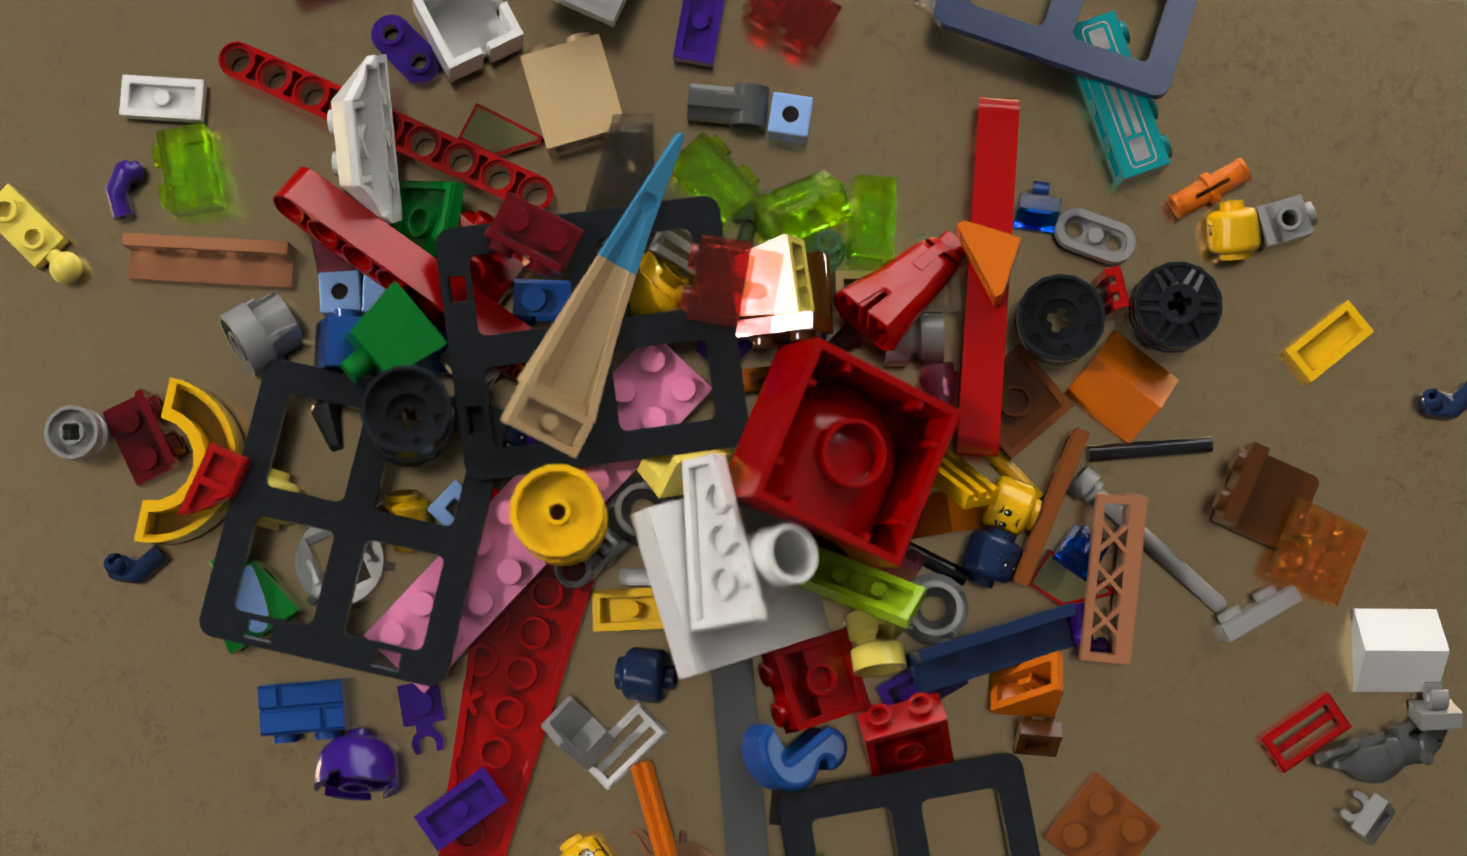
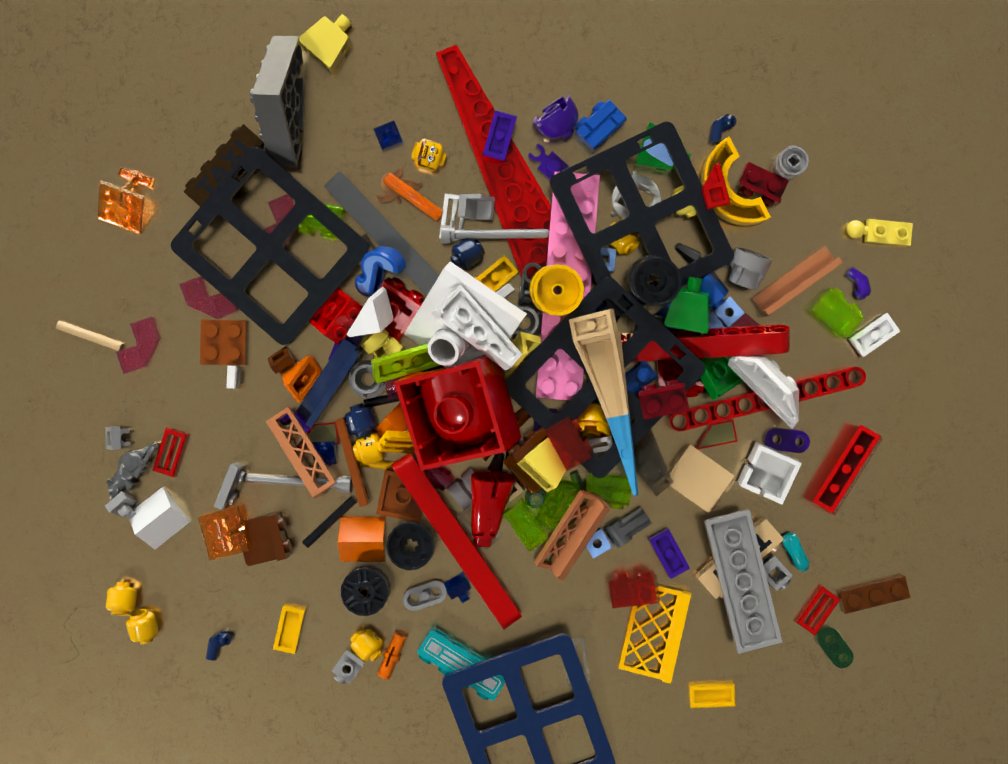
camera: 140 degrees right, 5 degrees up
(647, 722) = (450, 234): none -> light grey piece
(809, 149) = (576, 534): none -> nougat fence
(853, 687) = (374, 315): none -> white slope
(991, 256) = (461, 549): orange slope -> none
(1104, 280) = (398, 574): red tile -> none
(1127, 768) = (233, 377): none -> white tile

